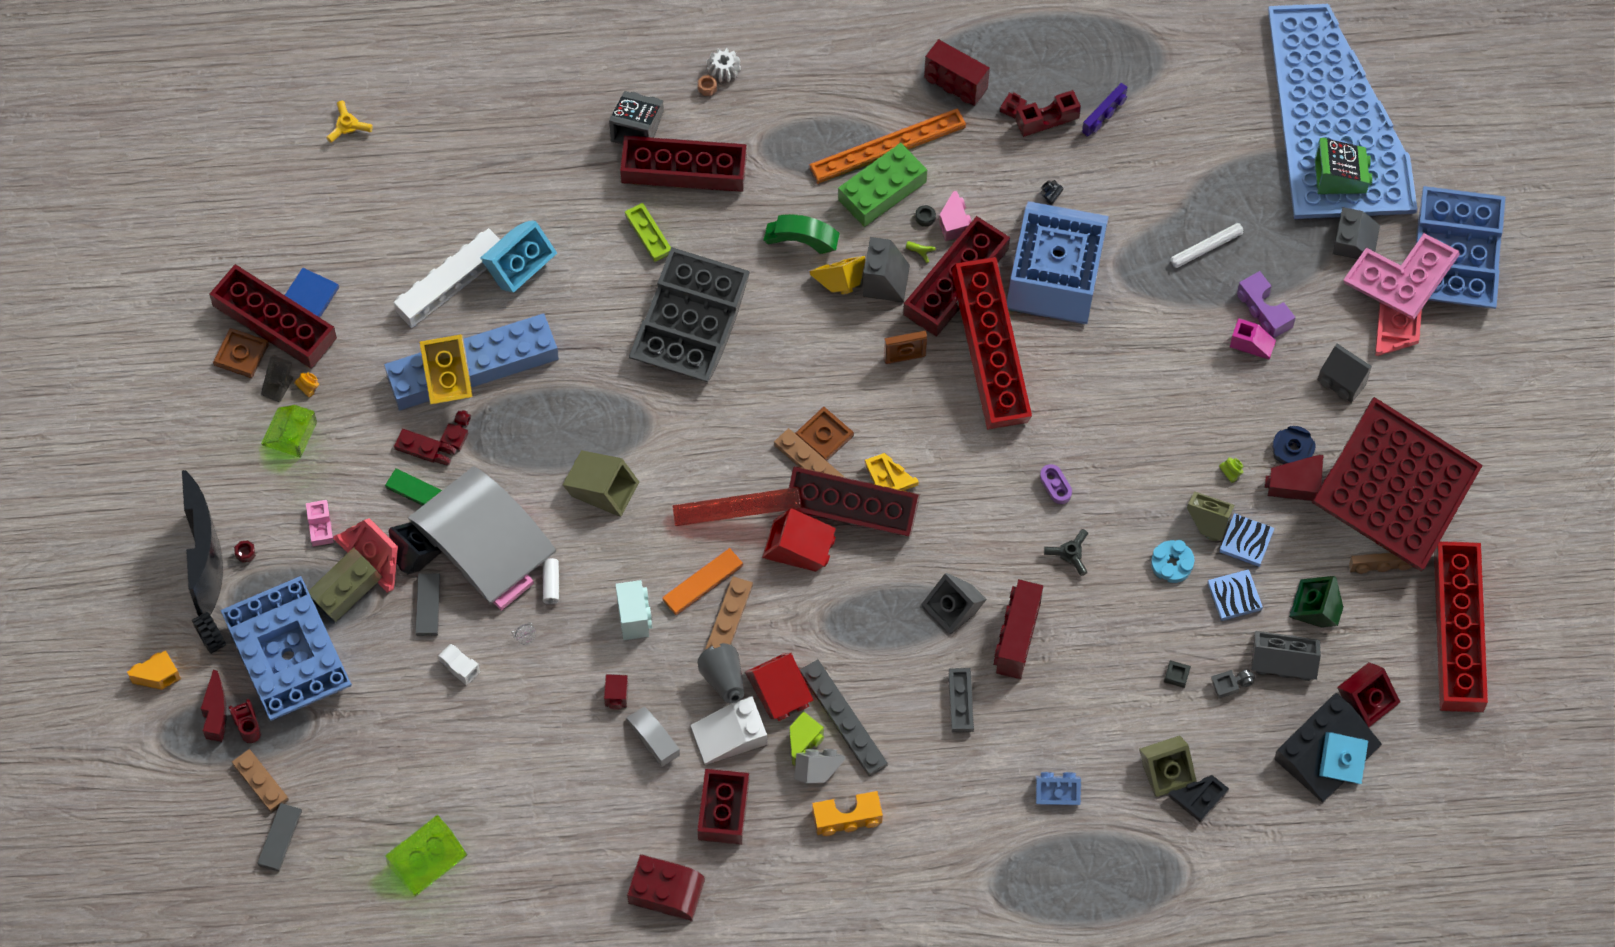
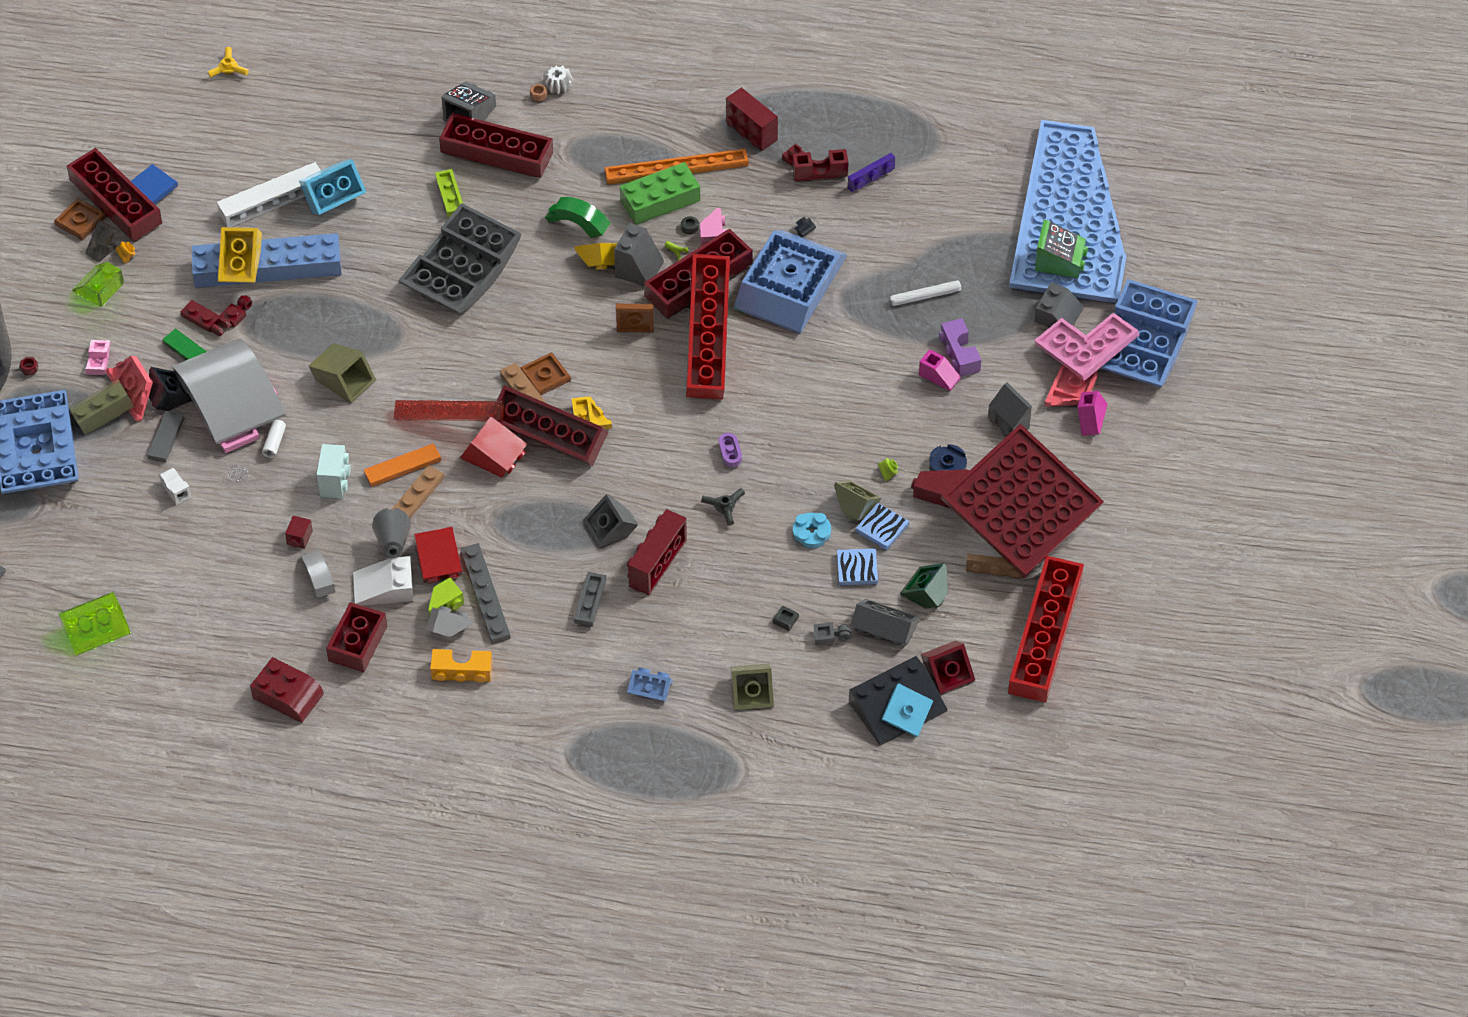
camera: 15 degrees right, 10 degrees down
(1200, 797) = (772, 716): black wing -> none
(1430, 355) = (1091, 412): none -> dark pink slope

